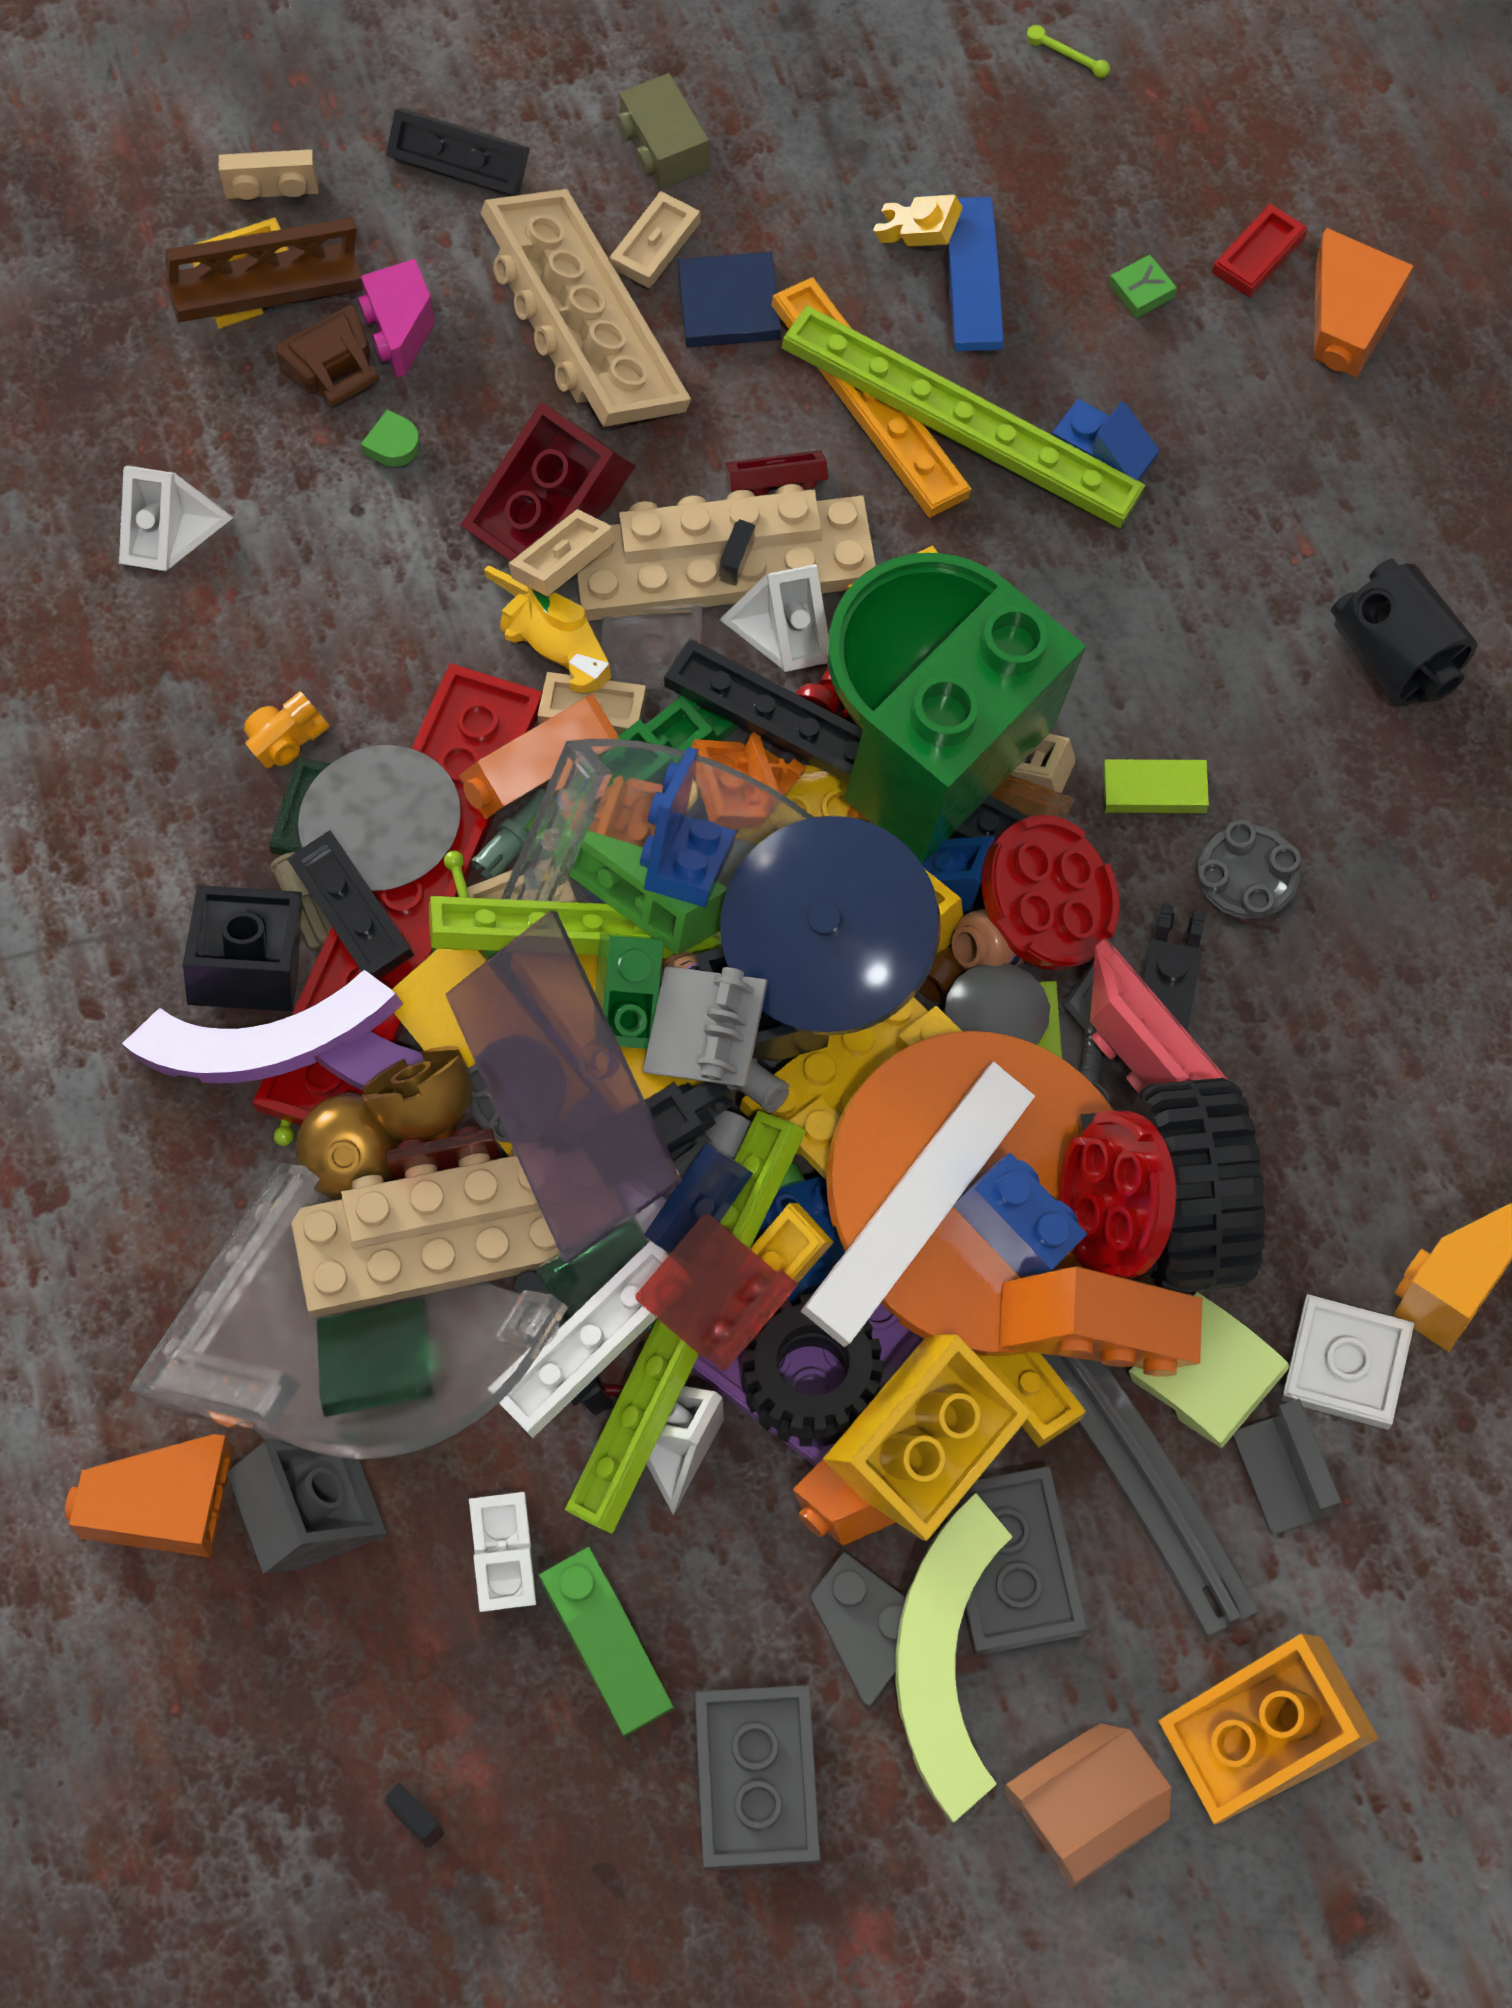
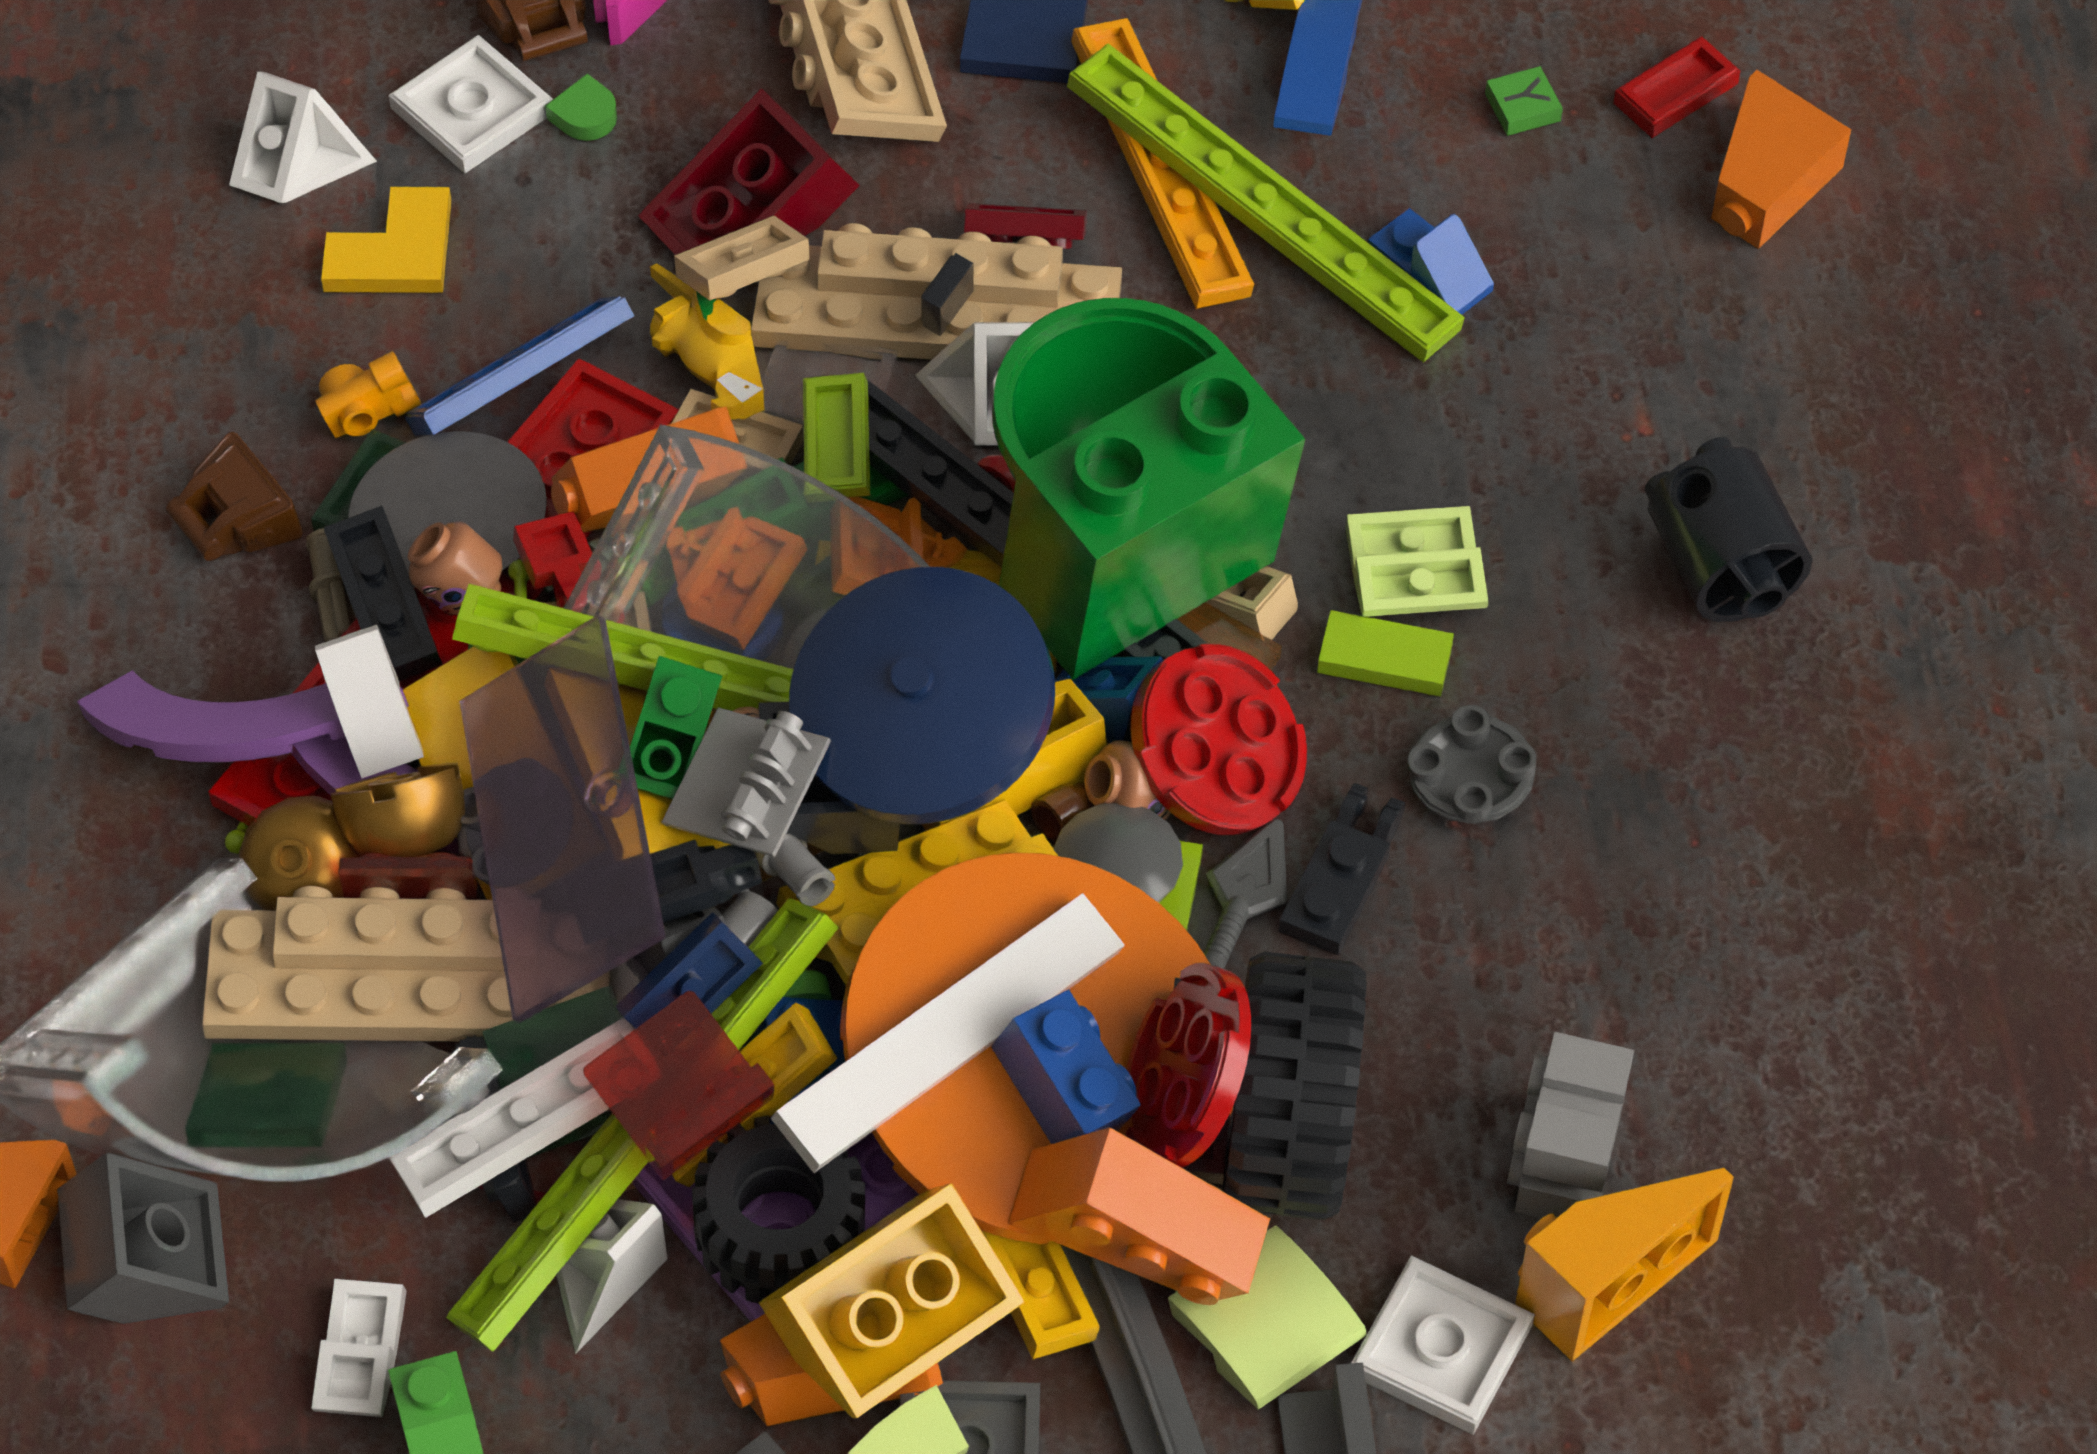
camera: 10 degrees right, 10 degrees down
(206, 837) = (243, 496): none -> reddish brown piece
(243, 948) = (245, 620): black slope -> none
(277, 602) = (403, 258): none -> yellow tile
(298, 452) = (471, 103): none -> white tile
(372, 1010) = (369, 701): none -> white slope
(401, 679) = (518, 365): none -> tile
(404, 872) = (448, 560): none -> nougat head
(482, 844) = (553, 553): none -> red plate
(615, 876) = (726, 626): bright green slope -> none
(681, 695) = (837, 432): none -> lime tile
(684, 852) = (765, 584): blue bracket -> none
(1140, 1027) = (1282, 902): coral wedge -> none
(1160, 704) = (1416, 561): none -> yellowish green slope
(1411, 1168) = (1568, 1124): none -> light grey brick

